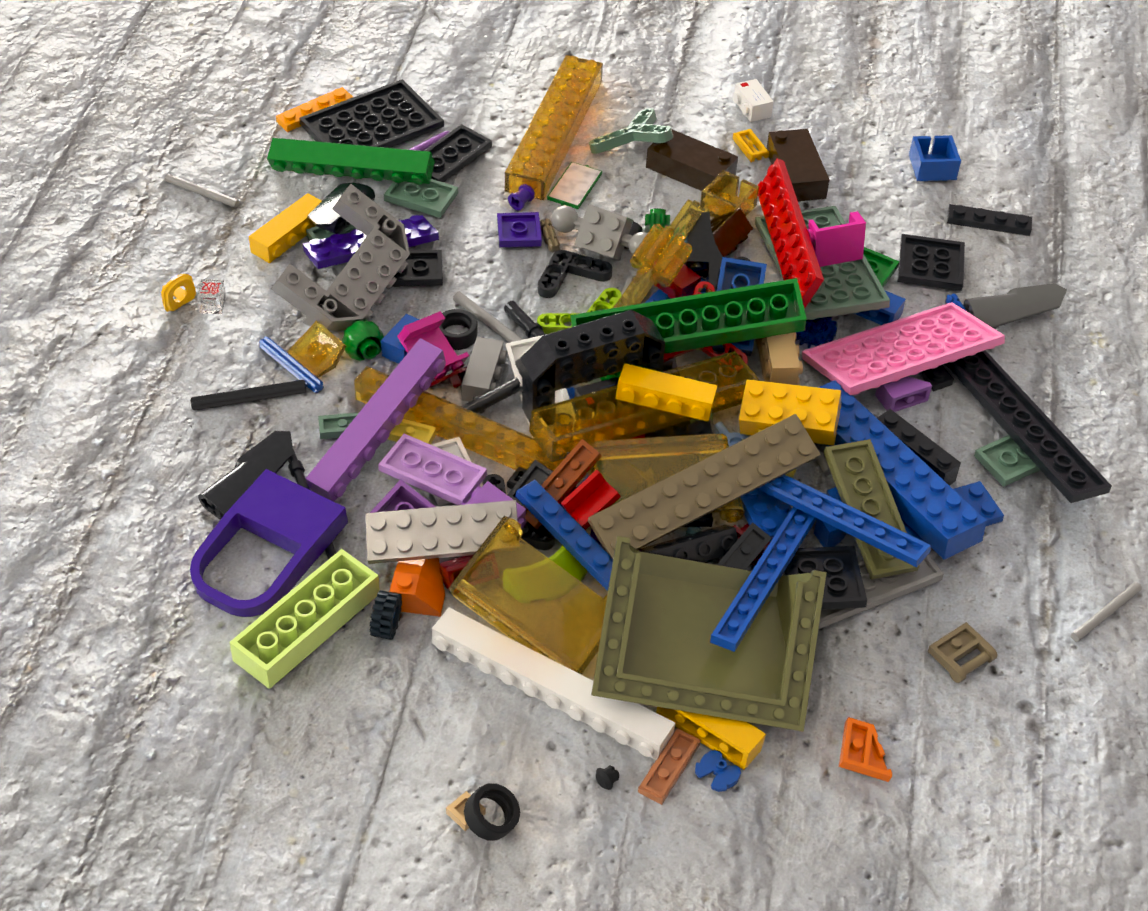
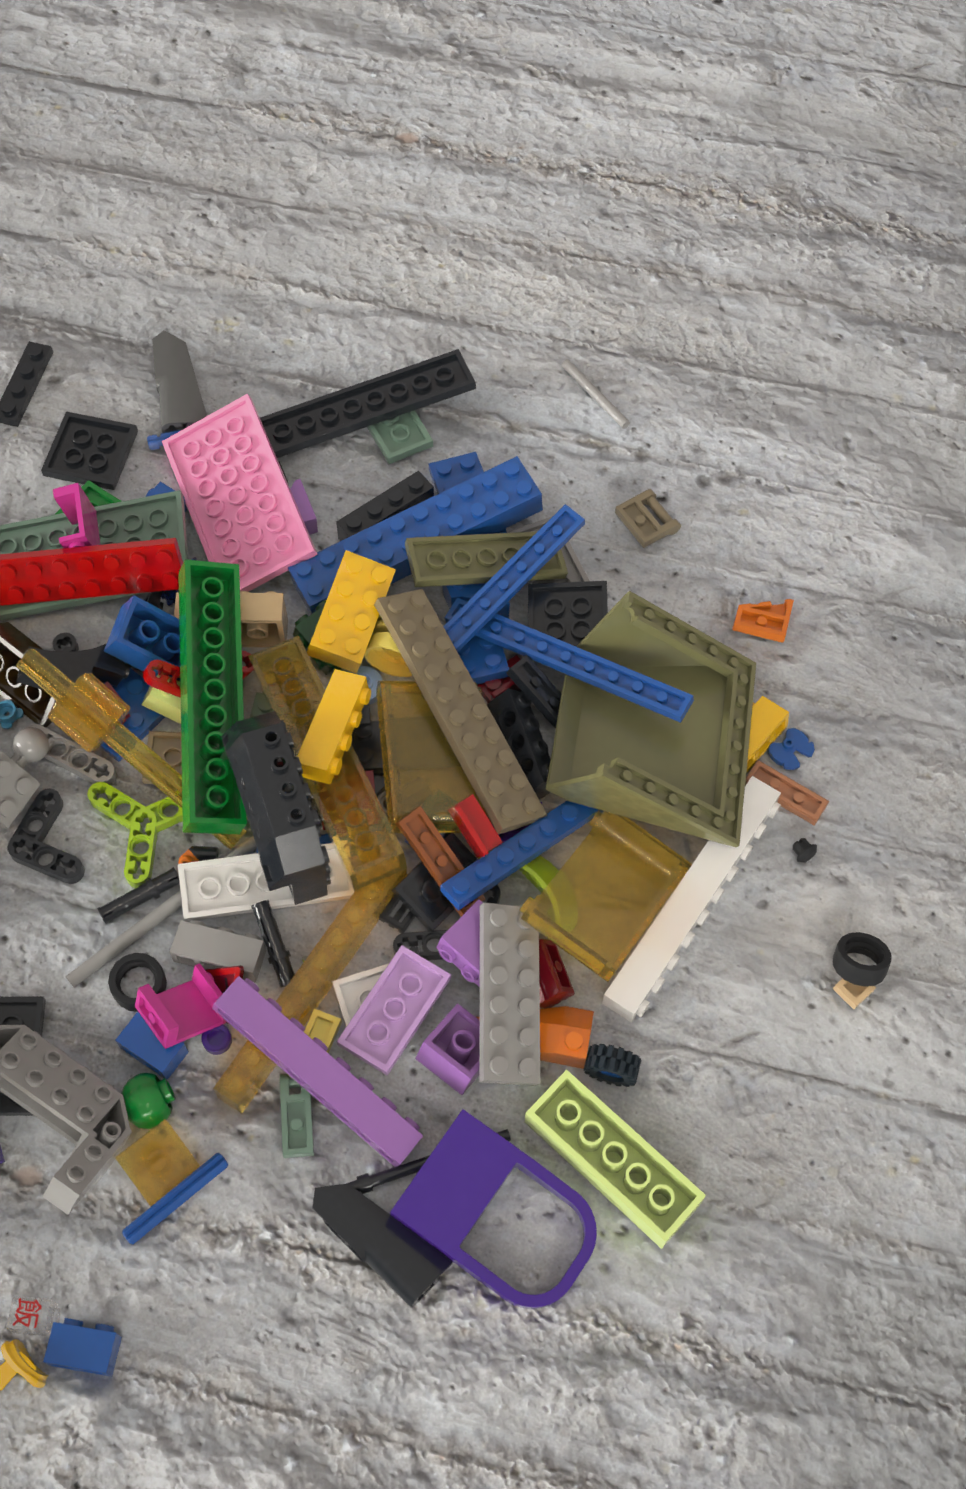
camera: 85 degrees left, 15 degrees up
(186, 323) = (83, 1348): none -> blue brick
(248, 395) = (227, 1254): black axle -> none

